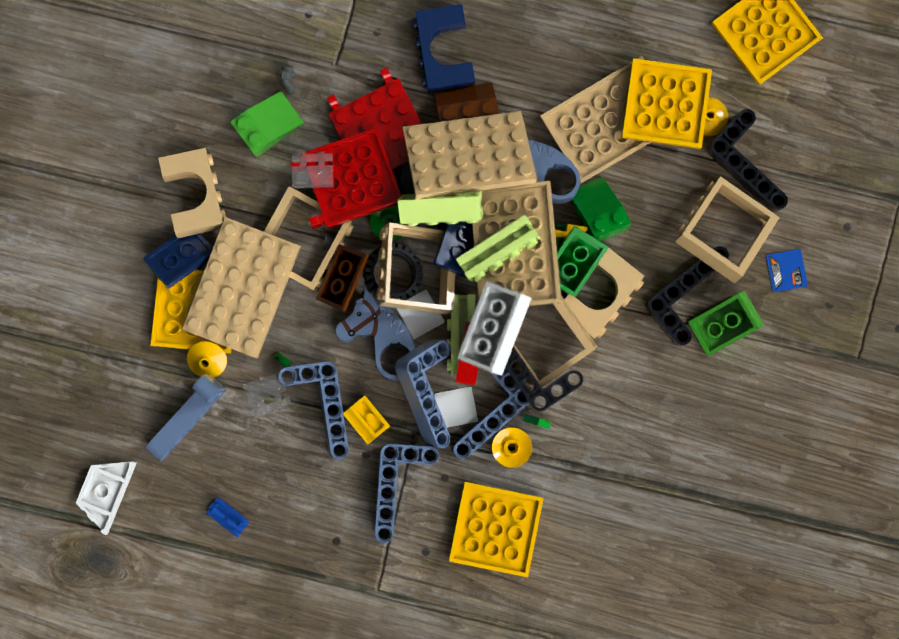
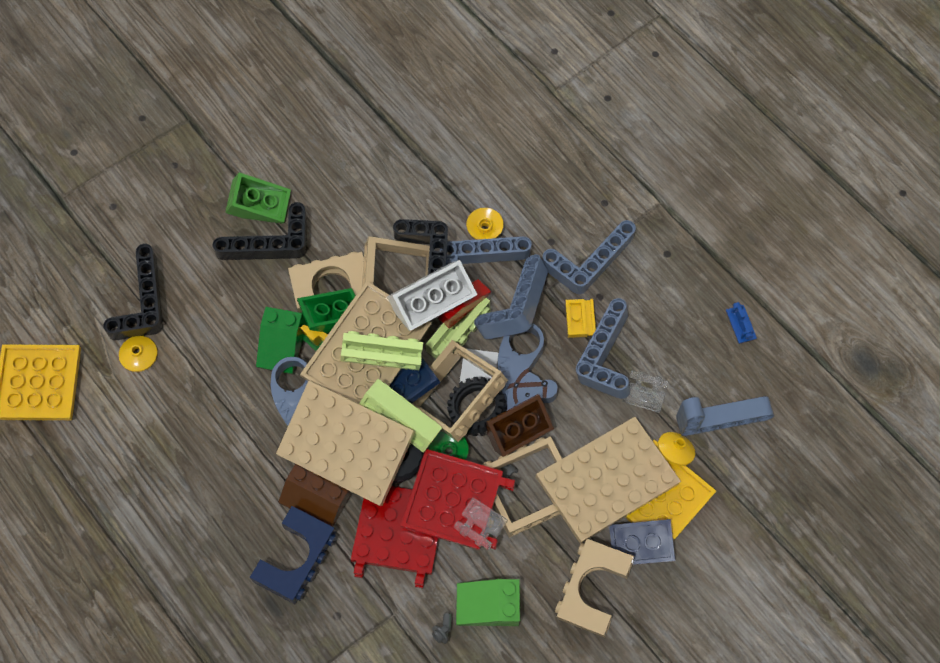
camera: 145 degrees left, 20 degrees down
(104, 492) = (829, 408): white wing -> none
(282, 359) = (612, 403): green tile -> none
(457, 406) = (502, 282): white sticker -> none
(496, 529) = (540, 181): yellow plate -> none
(536, 421) = (453, 230): green tile -> none
(591, 125) = (211, 403): tan plate -> none
(666, 103) = (160, 378): yellow plate -> none
(709, 255) = (187, 233): tan window -> none
(787, 270) = (182, 208): blue sticker -> none

